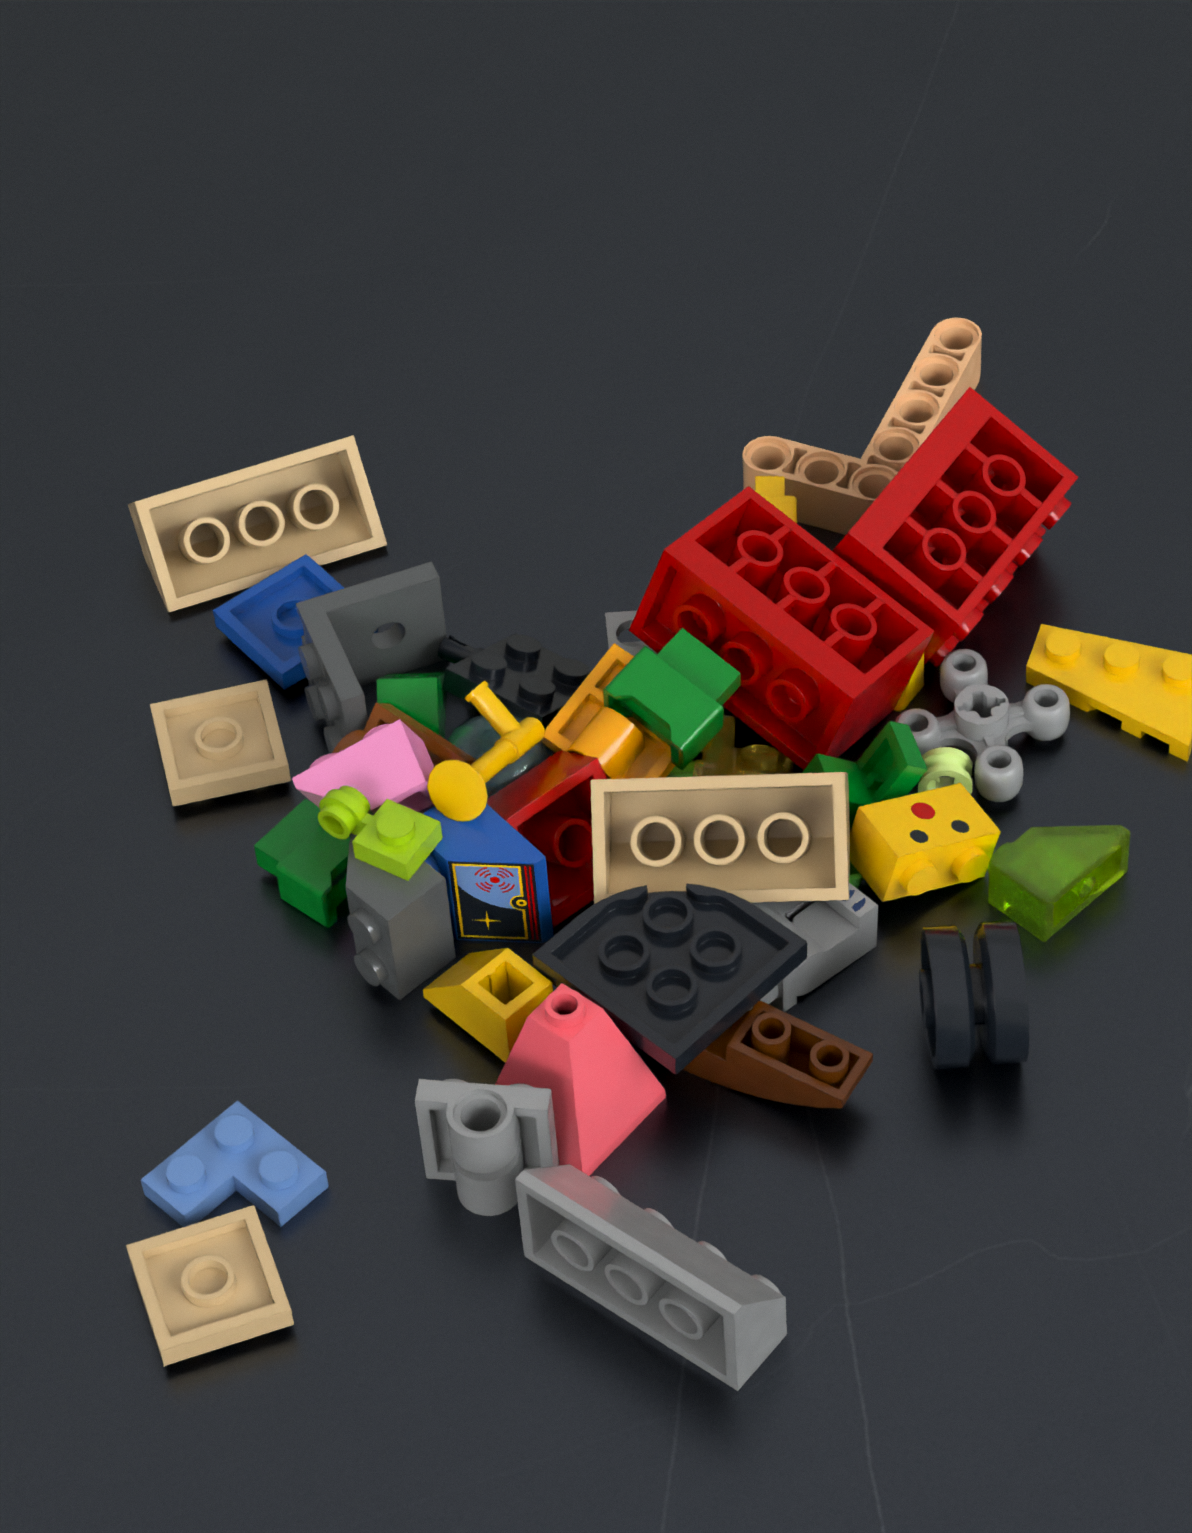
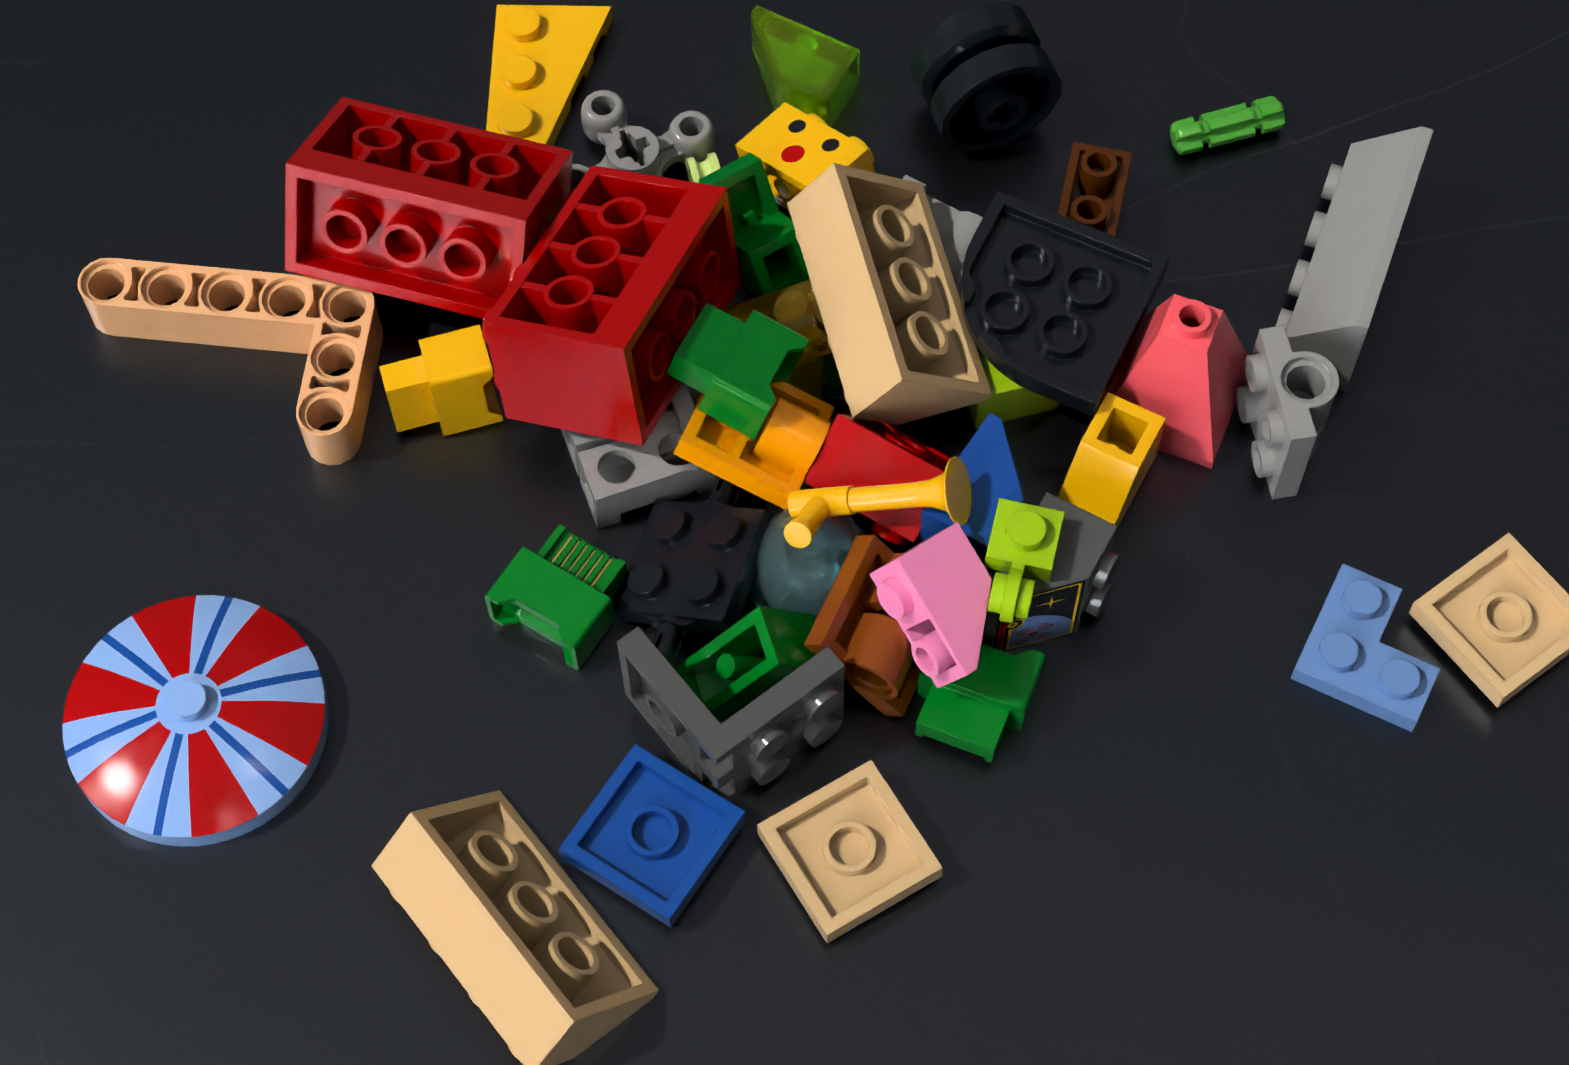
camera: 110 degrees left, 15 degrees up
(533, 375) = (196, 720): none -> dish
(540, 597) = (560, 593): none -> green piece
(876, 1233) = (1227, 125): none -> bright green axle

